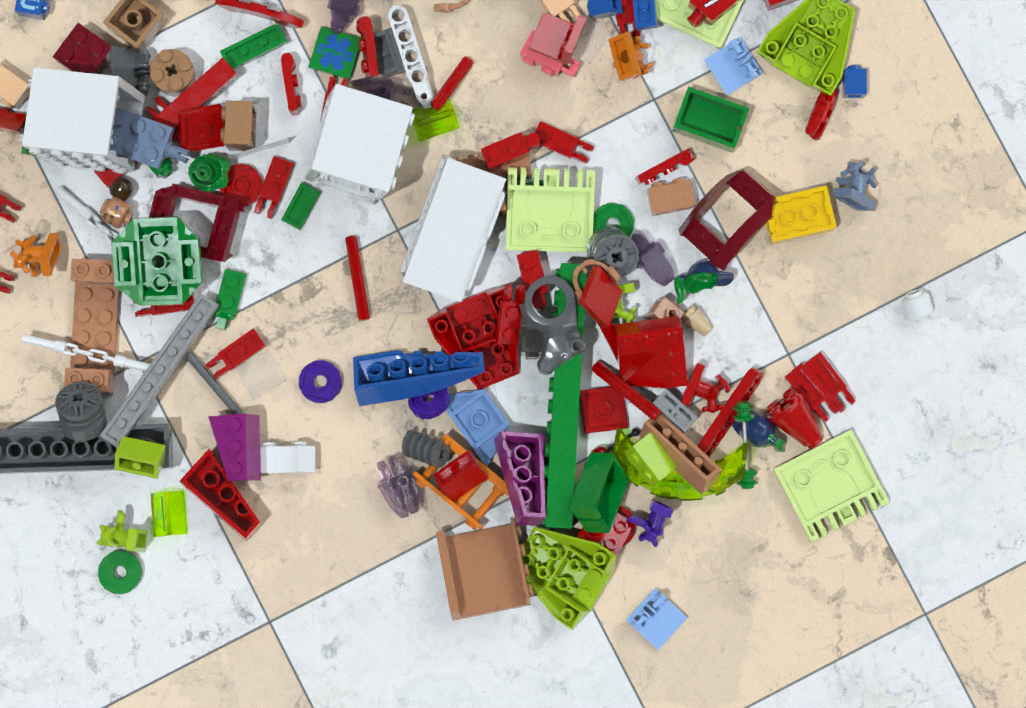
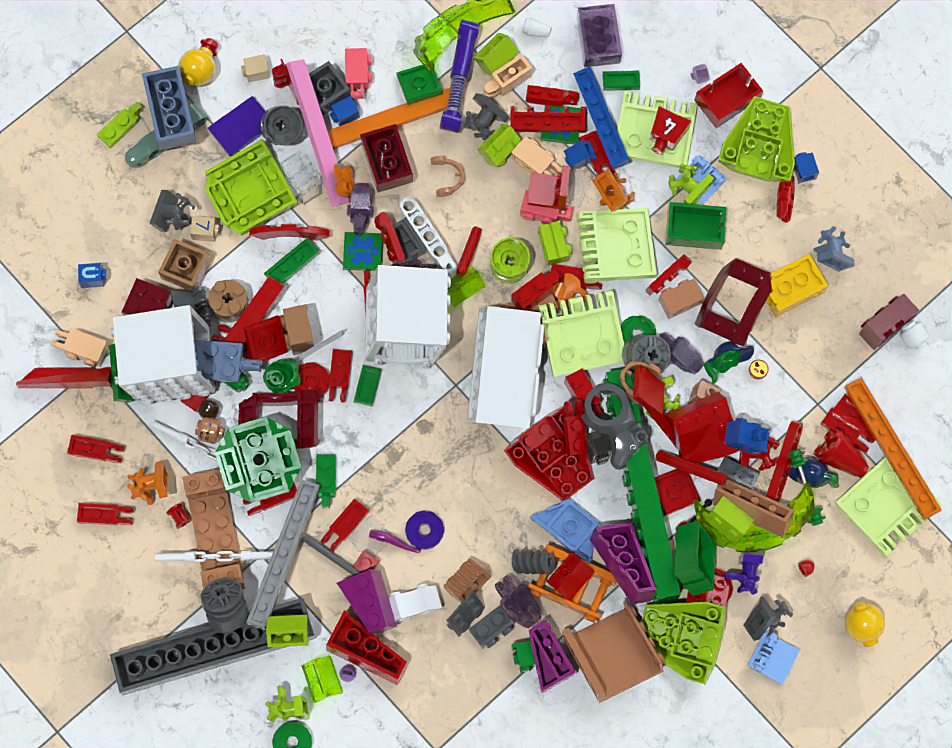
camera: 20 degrees left, 10 degrees down
(55, 291) = (179, 515): none -> red bush
(199, 510) = (347, 678): none -> medium lavender hinge
(248, 401) = (366, 562): none -> plate
(280, 382) = (391, 539): none -> magenta animal
(290, 81) = (331, 285): red hinge -> none
(338, 486) = (465, 614): none -> dark grey hinge
(349, 450) = (466, 579): none -> nougat brick
(357, 278) = (432, 433): red axle -> none
(363, 506) = (491, 627): none -> dark grey bracket
(388, 547) = (524, 656): none -> green brick
(403, 376) = (496, 505): blue wedge -> none
(416, 555) = (550, 658): none -> magenta wedge
(433, 408) = (528, 526): dark purple tile -> none
(481, 101) = (511, 250): none -> lime wheel
(547, 98) = (553, 243): none -> lime brick
(547, 155) = (568, 289): none -> orange plate
(620, 119) = (618, 243): none -> yellowish green hinge
(659, 574) = (766, 617): none -> dark grey piece
(694, 375) = (746, 436): none -> blue brick
(696, 320) = (733, 395): tan cone -> none
(717, 70) = (690, 185): none -> lime piece
(721, 531) = (806, 567): none -> red hinge
(734, 299) = (758, 369): none -> tile
(765, 609) = (865, 623): none -> yellow brick
(853, 427) = (892, 449): none -> orange tile
(893, 282) = (888, 321): none -> wedge

